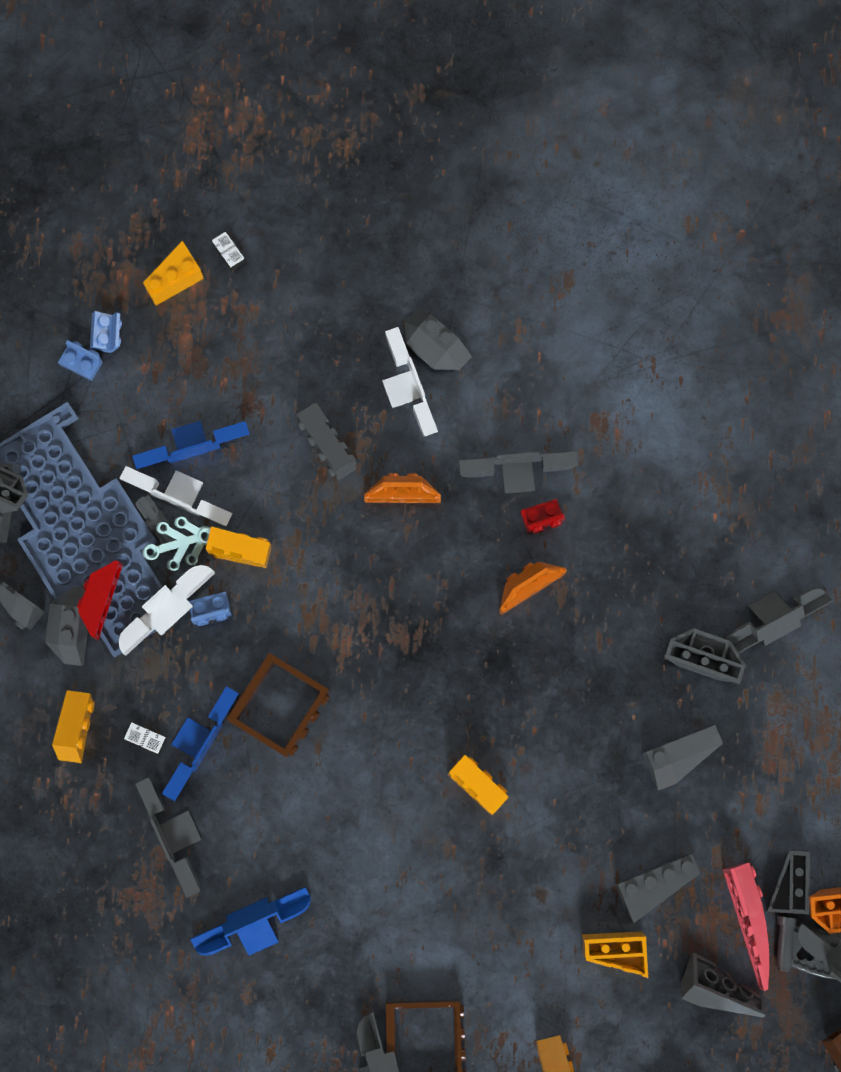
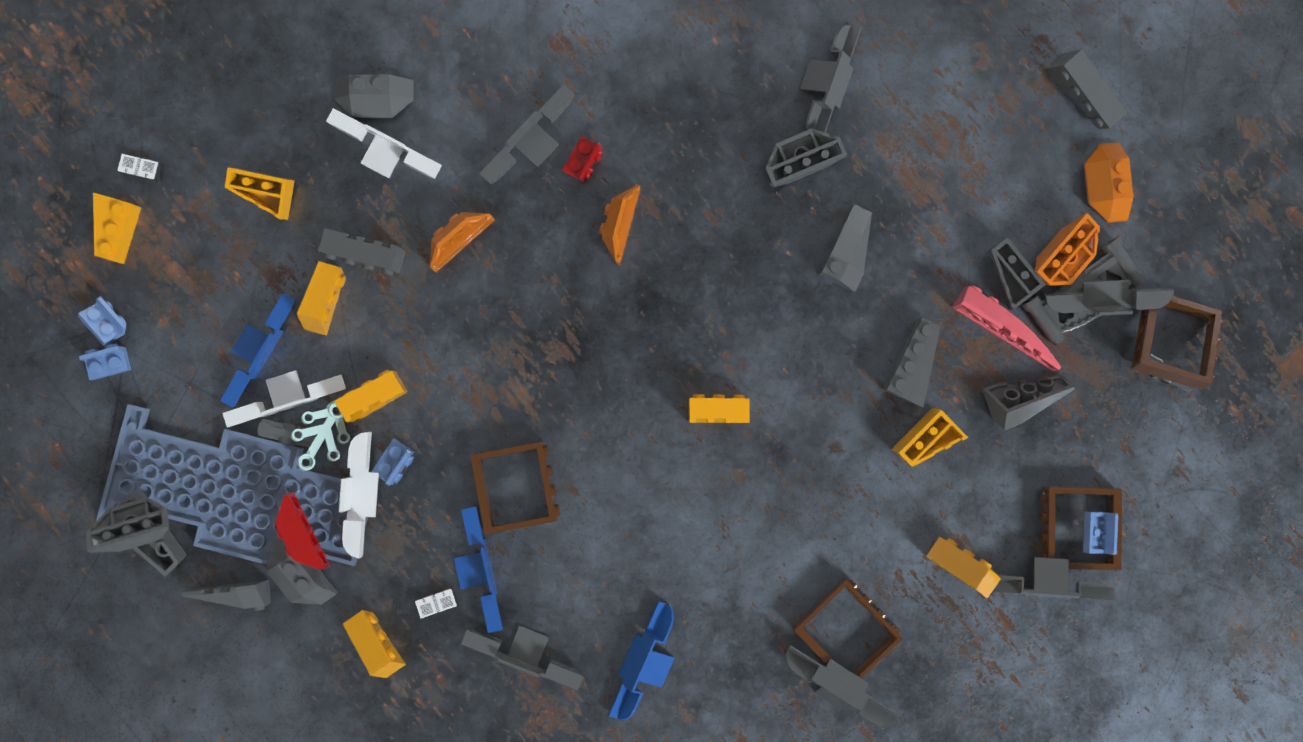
camera: 40 degrees left, 10 degrees up
(268, 448) = (321, 298): none -> light orange wedge
(297, 339) = (264, 190): none -> light orange wedge

